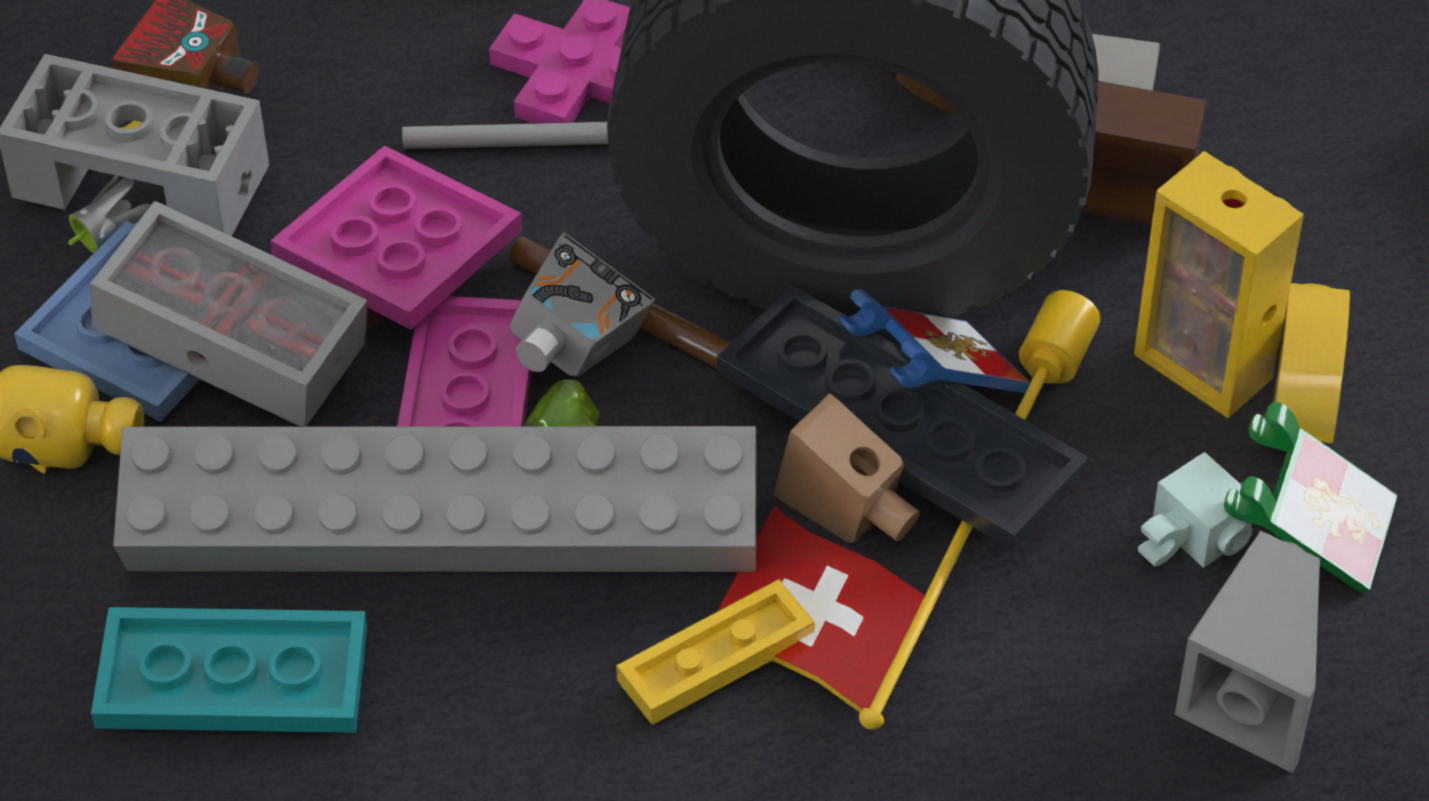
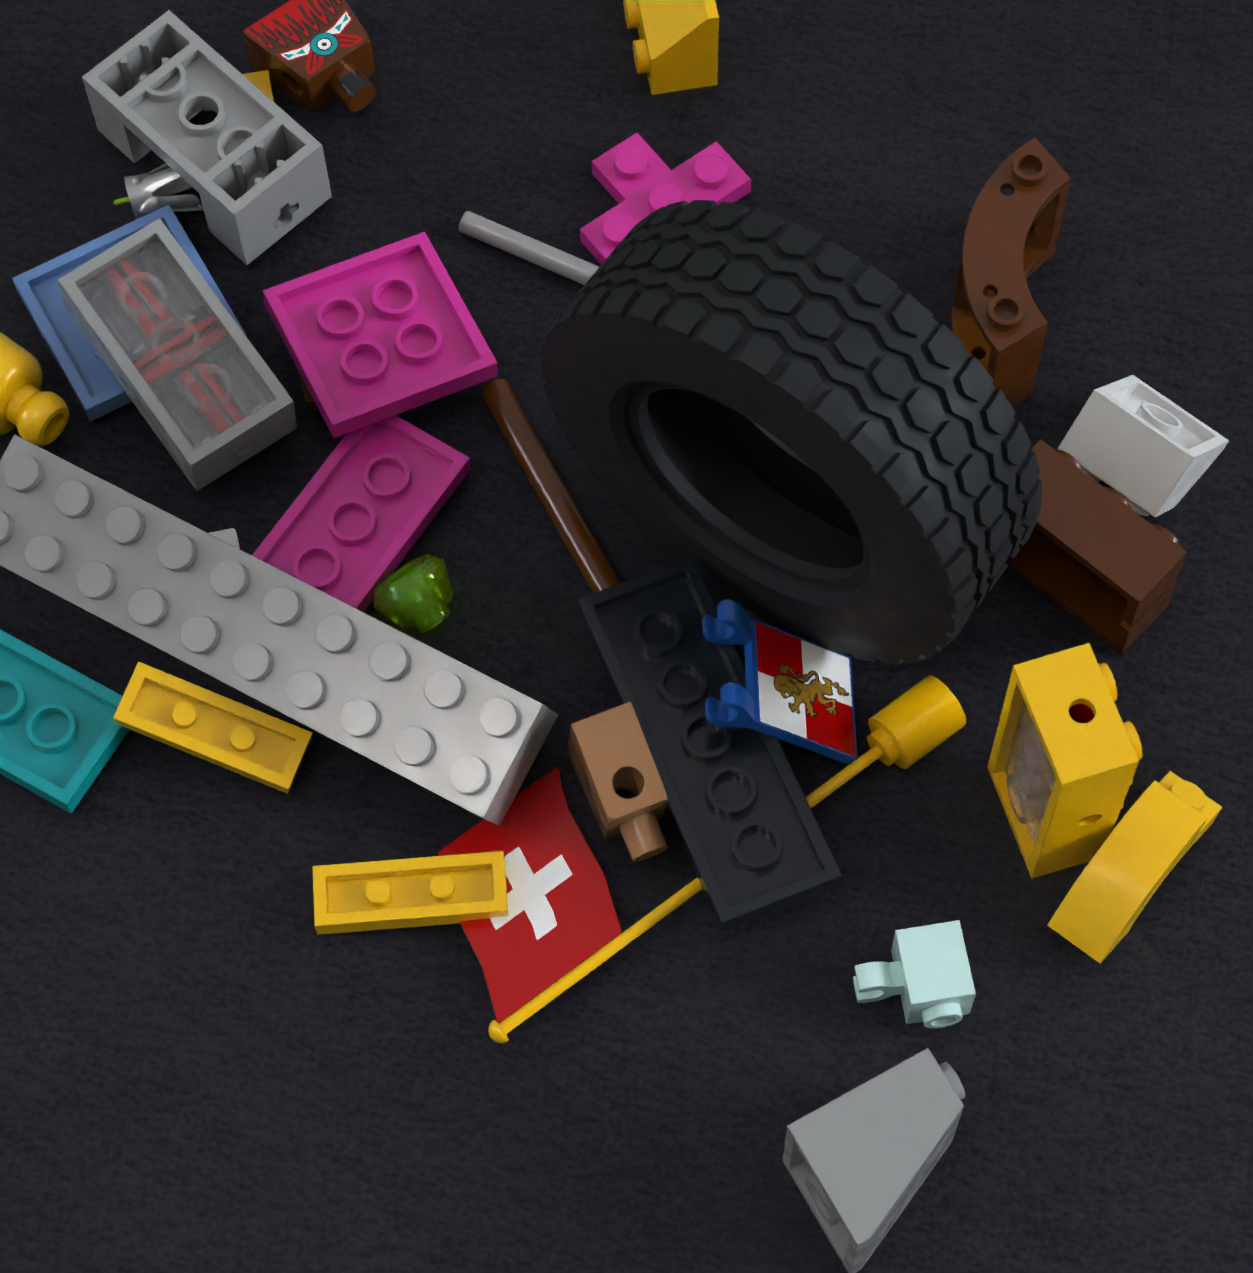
camera: 30 degrees right, 15 degrees up
(450, 598) = (212, 727): none -> yellow plate
(576, 311) = (486, 488): light grey torso -> none
(1317, 501) = (1044, 1030): flag -> none

